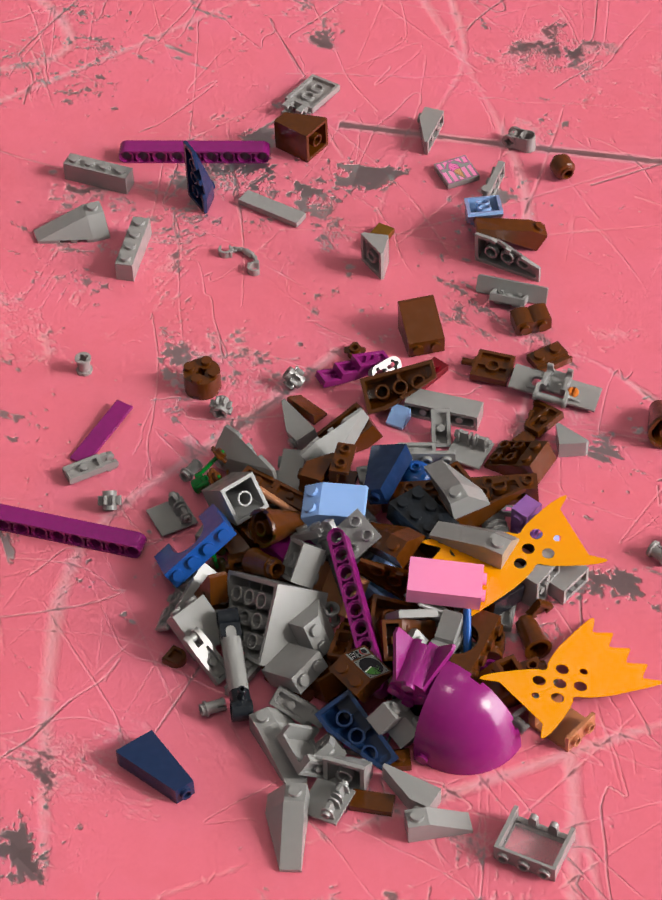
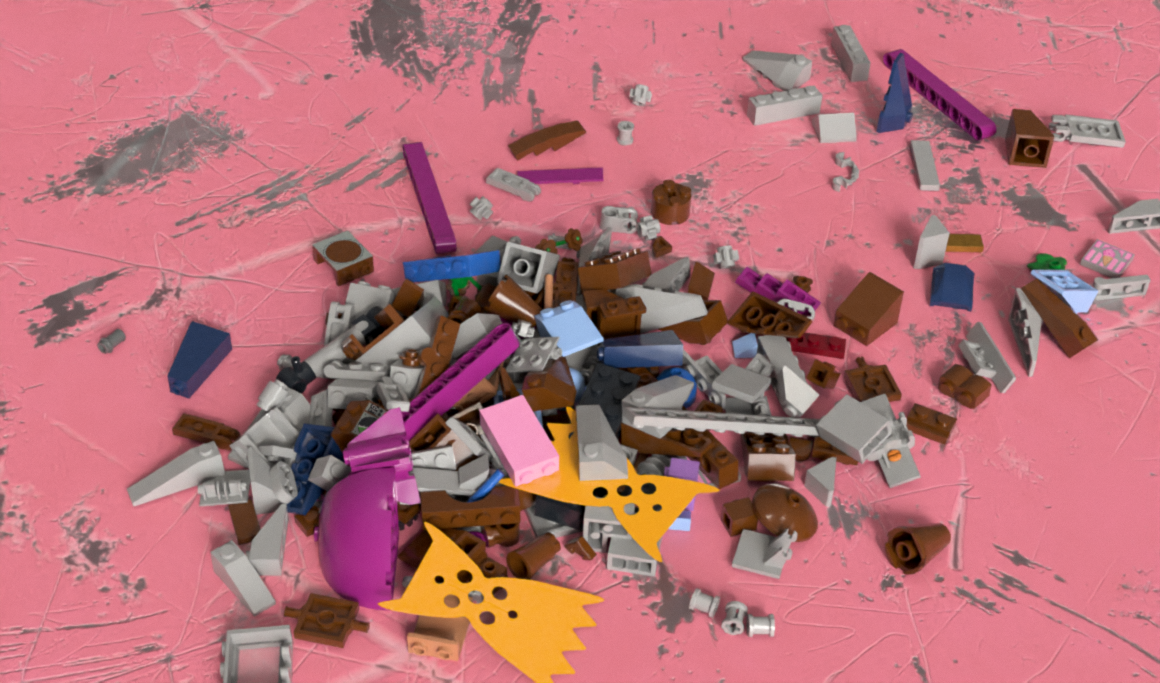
camera: 55 degrees right, 5 degrees down
(40, 329) = (640, 95): none -> light grey gear
(49, 418) = (540, 141): none -> reddish brown slope
(87, 826) = (107, 344): none -> dark grey pin
(101, 616) = (344, 256): none -> reddish brown panel
(183, 234) = (835, 127): none -> slope
(194, 421) = (618, 219): none -> light grey piece
(243, 412) = (661, 247): none -> reddish brown tile
(250, 792) = (205, 431): none -> reddish brown hinge
(261, 622) = (387, 318): none -> reddish brown panel
(267, 723) = (272, 395): none -> light grey brick
(276, 657) = (356, 371): none -> light grey plate
(281, 446) = (614, 270): none -> reddish brown brick
(302, 611) = (409, 357): none -> reddish brown plate
(319, 596) = (439, 353): none -> reddish brown hinge
(336, 640) = (392, 395): none -> light grey hinge
(363, 754) = (283, 482): none -> light grey beam
(424, 270) = (952, 286): none -> dark blue slope
(438, 205) = (1048, 262): none -> green plate
(452, 435) = (741, 383): none -> light grey tile
(468, 387) = (823, 374): none -> reddish brown brick
(485, 411) = (794, 393): none -> slope
(497, 460) = (721, 422): none -> light grey plate
(512, 785) = (326, 620): none -> reddish brown plate
(543, 397) = (854, 428): none -> light grey brick
(572, 505) = (739, 516): none -> reddish brown brick
(585, 477) = (785, 508): none -> reddish brown dish
(610, 510) = (763, 552): none -> light grey plate
(636, 562) = (704, 602): none -> light grey bush

